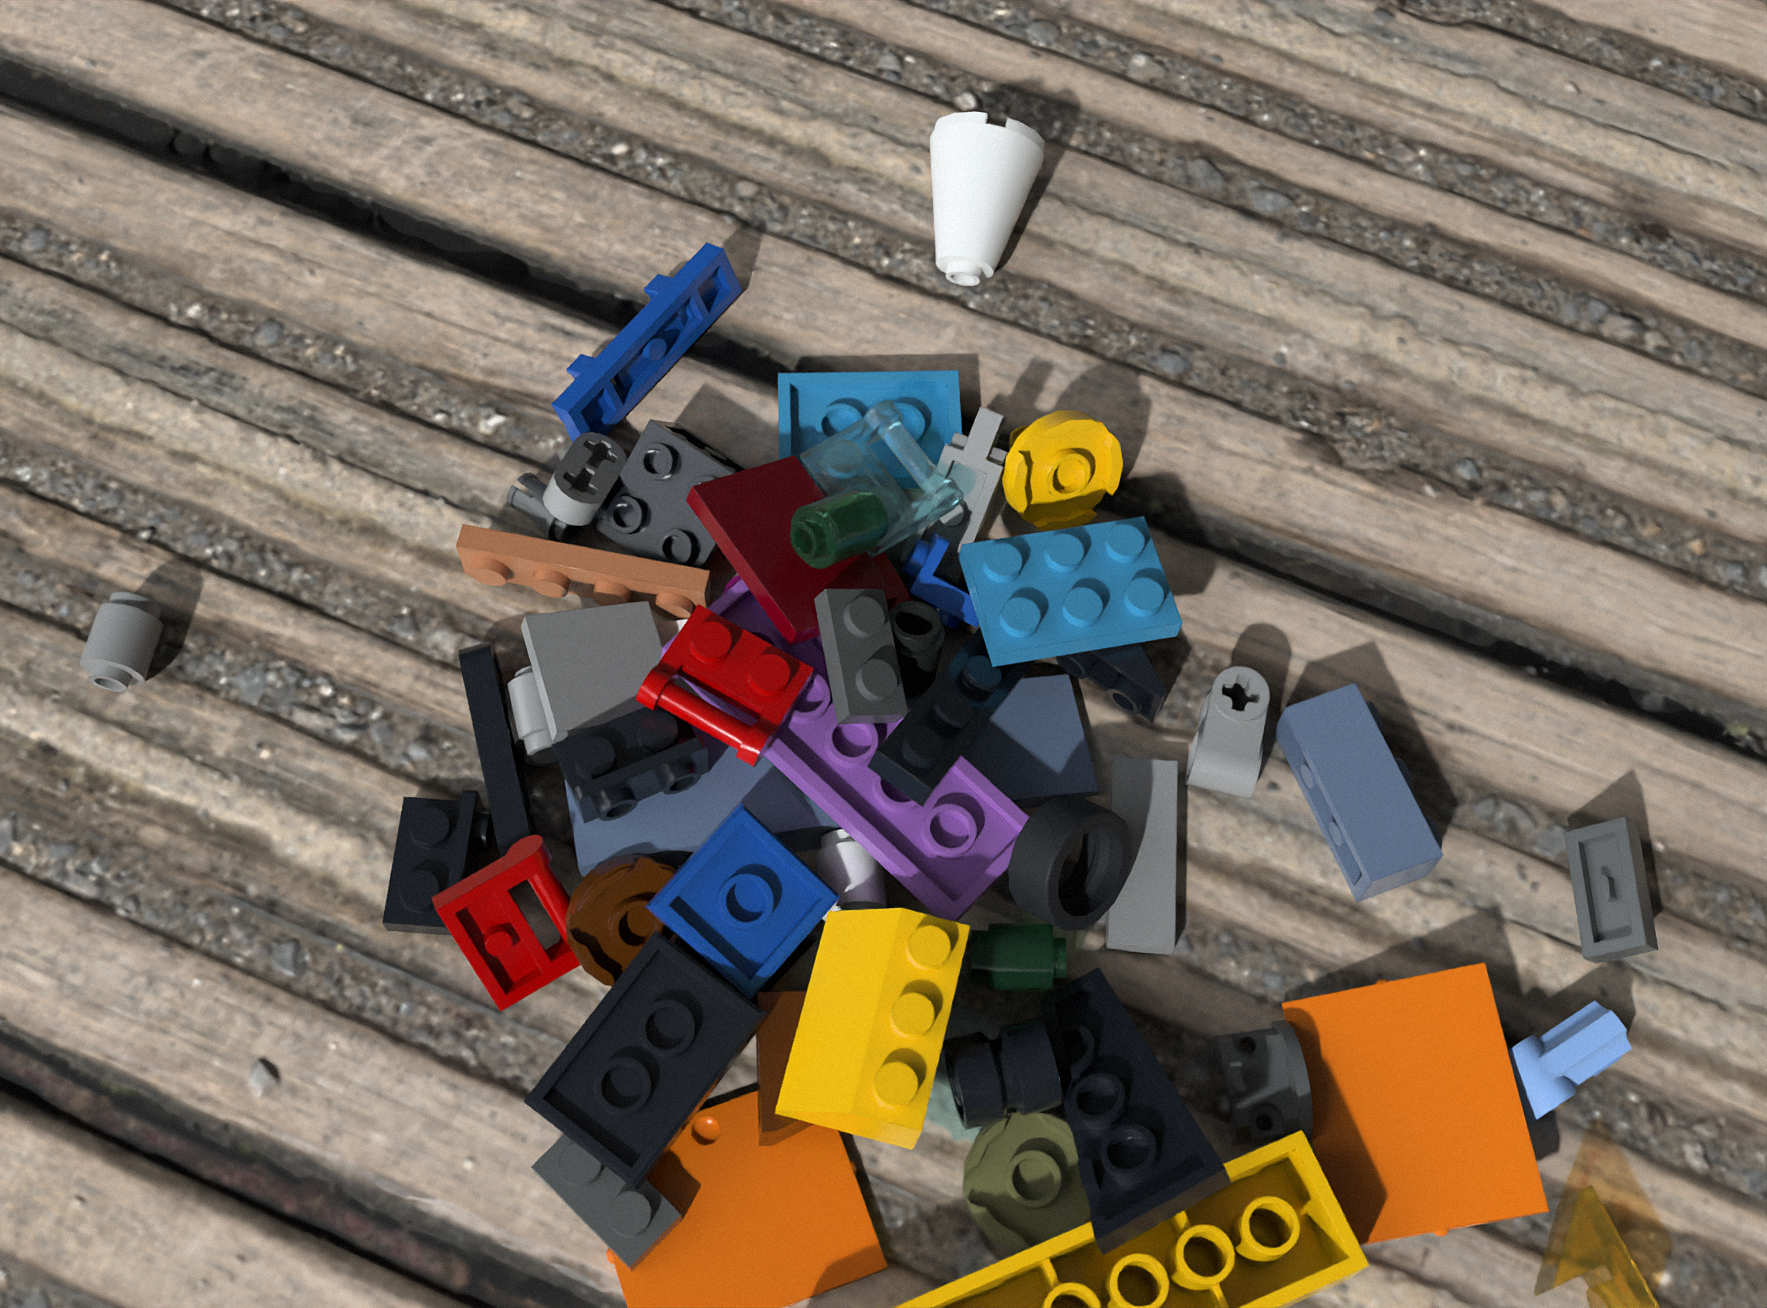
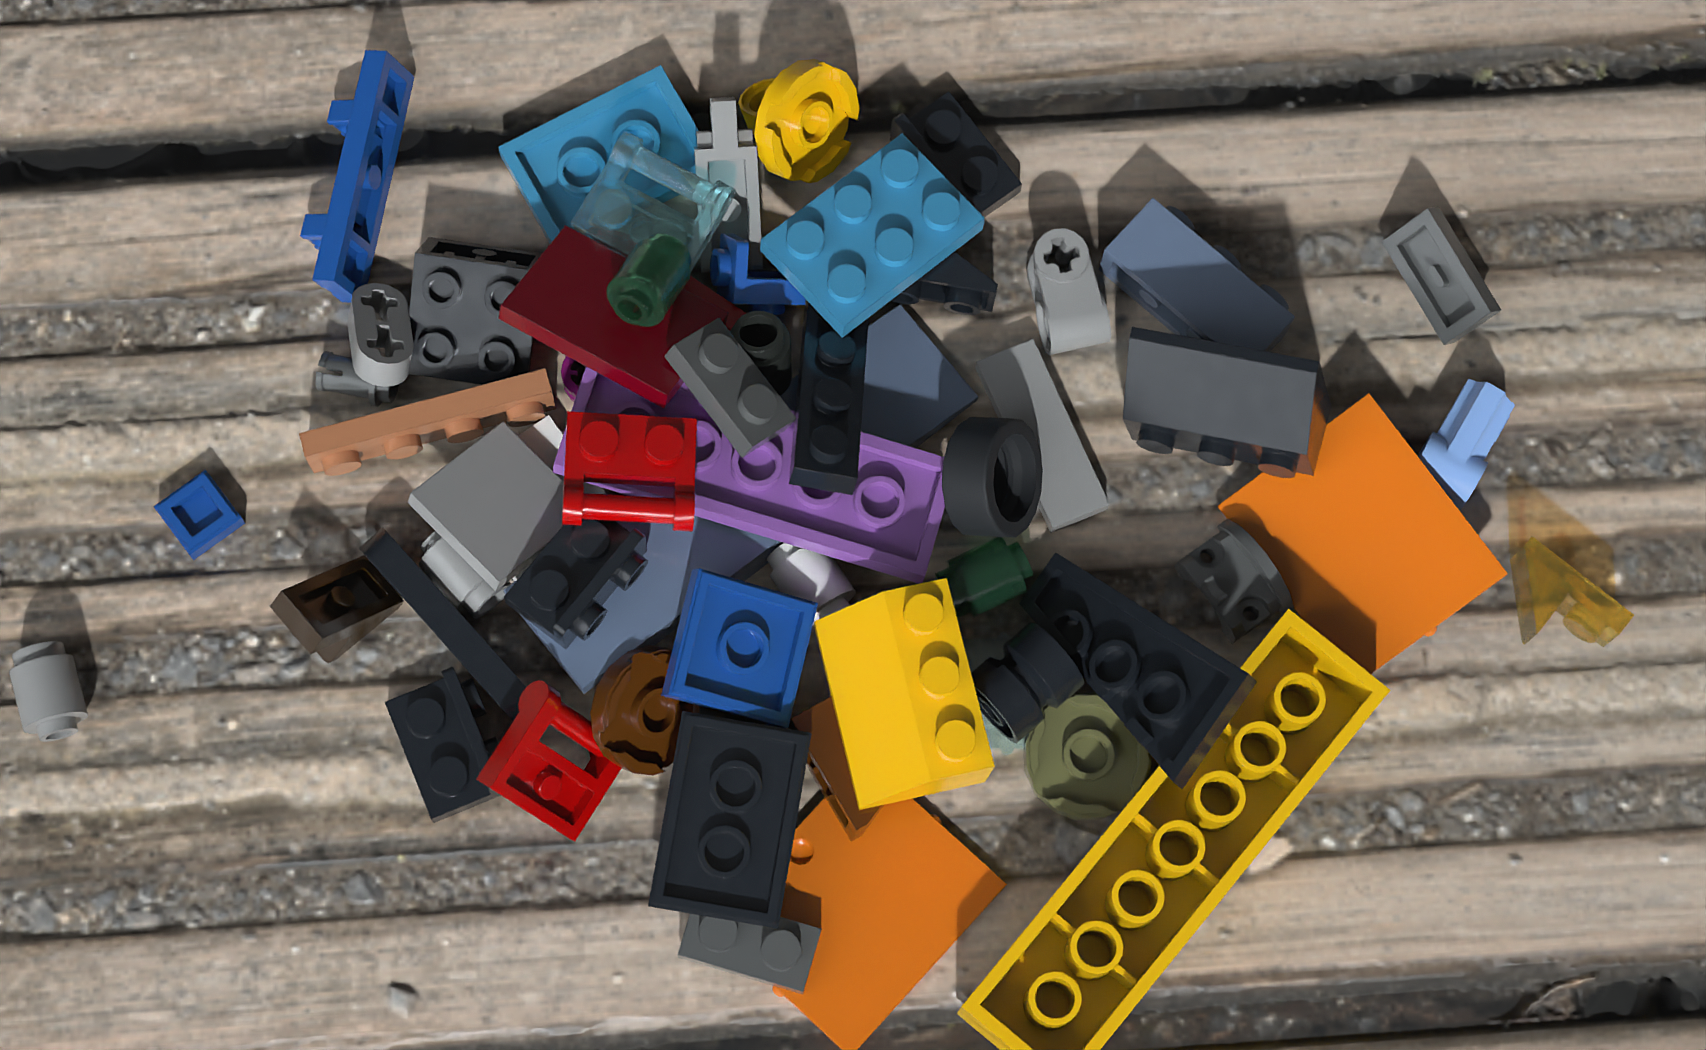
camera: 30 degrees left, 10 degrees up
(345, 560) = (199, 514): none -> blue tile
(406, 691) = (337, 607): none -> dark brown slope
(1193, 570) = (960, 153): none -> black bracket
(1335, 900) = (1225, 402): none -> black slope

